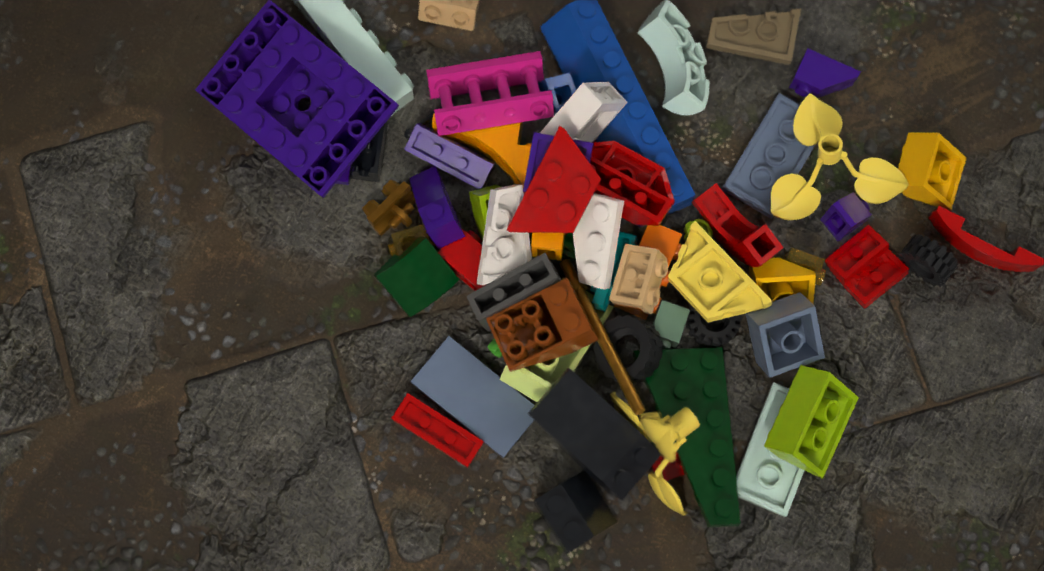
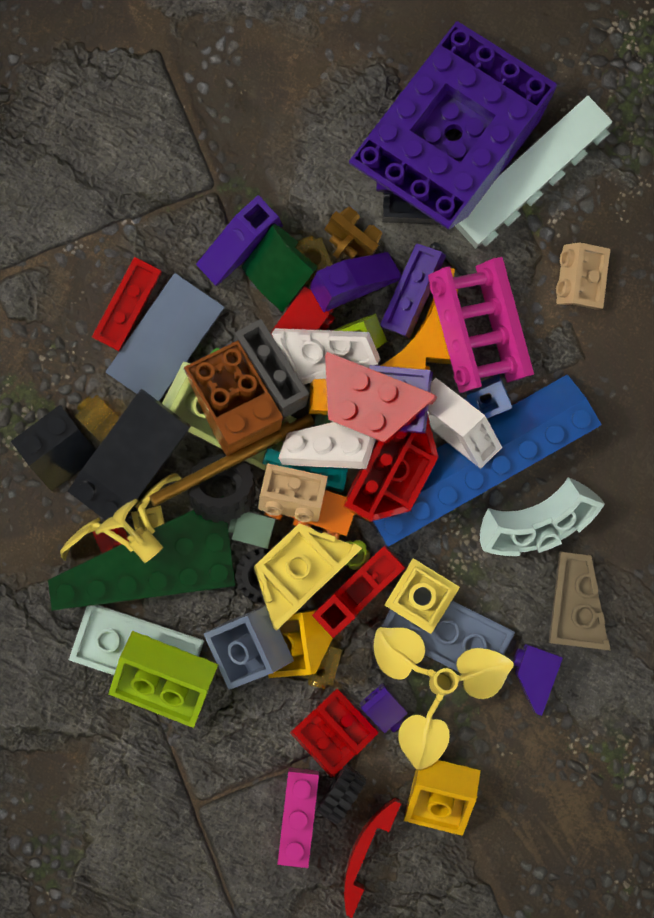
camera: 85 degrees right, 10 degrees up
(385, 314) = (238, 240): none -> dark purple slope
(549, 466) = (97, 416): none -> clear yellow brick
(742, 188) = (402, 599): none -> light yellow piece
(966, 306) = (298, 817): none -> dark pink arch

